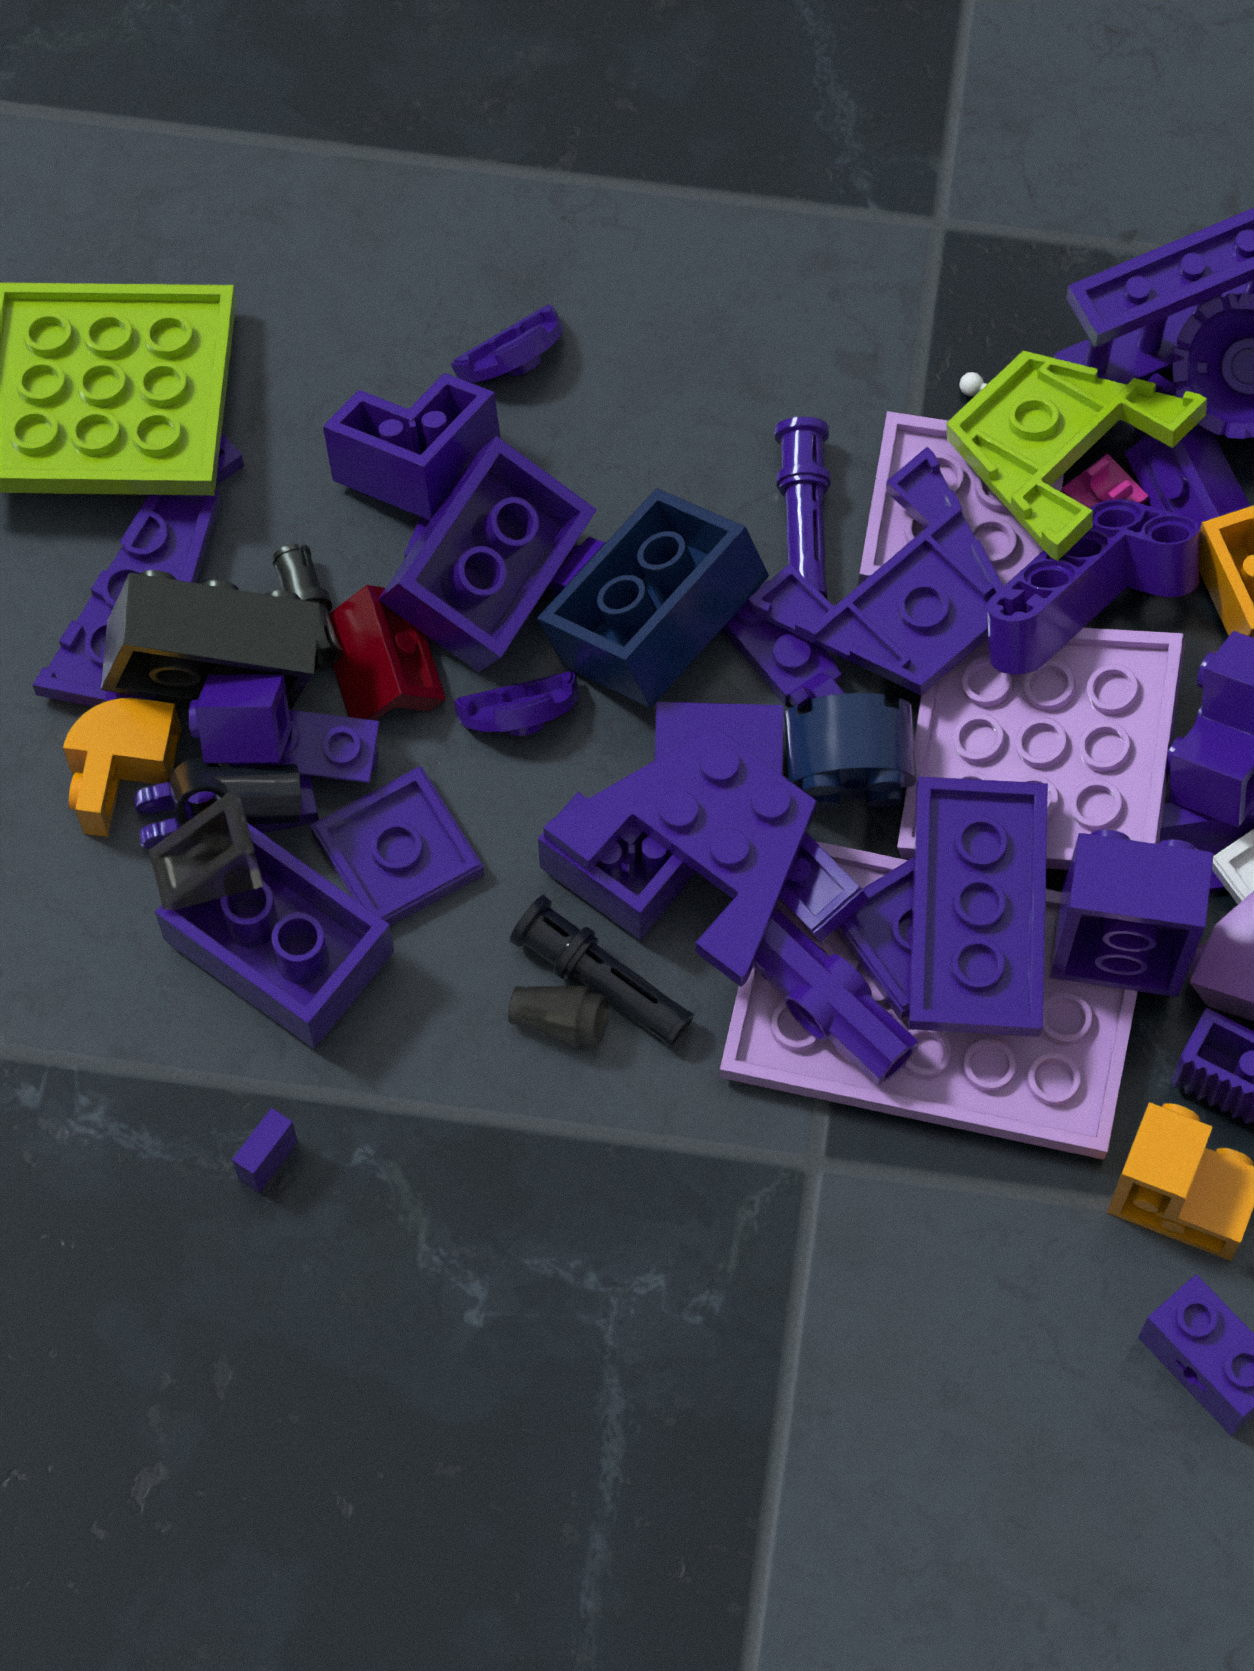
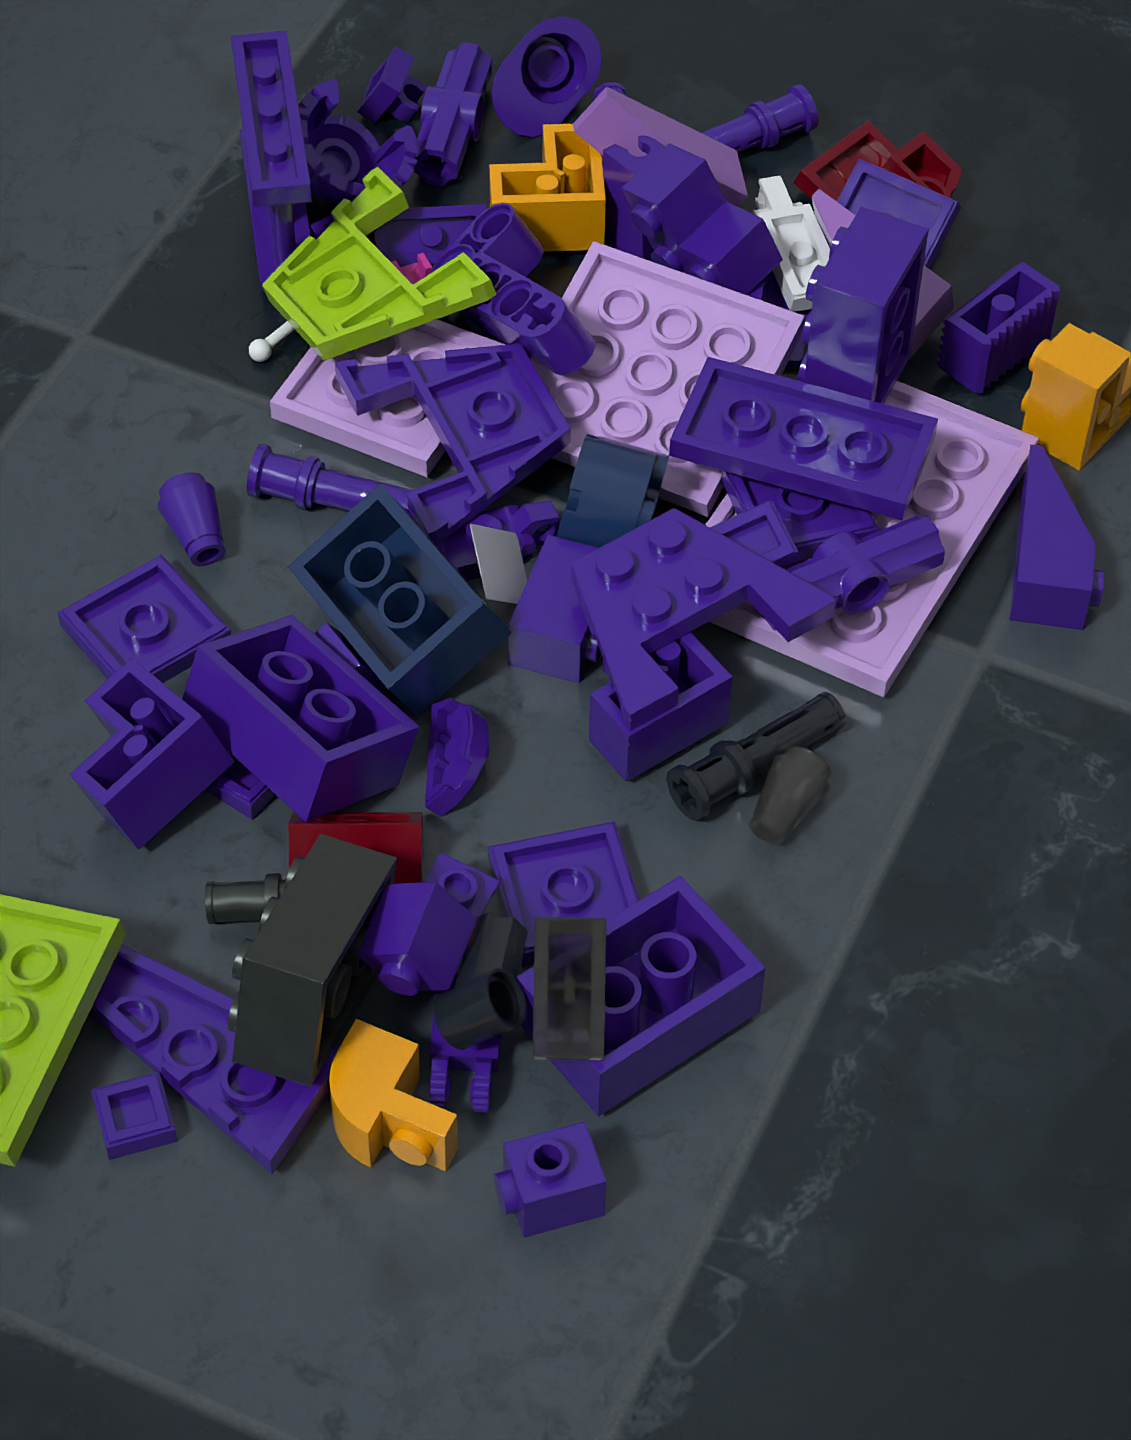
camera: 75 degrees left, 15 degrees down
(63, 570) = (134, 1115): none -> dark purple tile
(76, 914) = (551, 1180): none -> dark purple brick
(265, 1150) = (866, 1067): dark purple tile -> none
(511, 350) = (65, 666): dark purple plate -> none
(587, 401) = (143, 617): none -> dark purple tile
(723, 396) = (193, 516): none -> dark purple cone
(735, 671) = (499, 563): none -> white sticker
(947, 1196) = (1053, 552): none -> dark purple slope

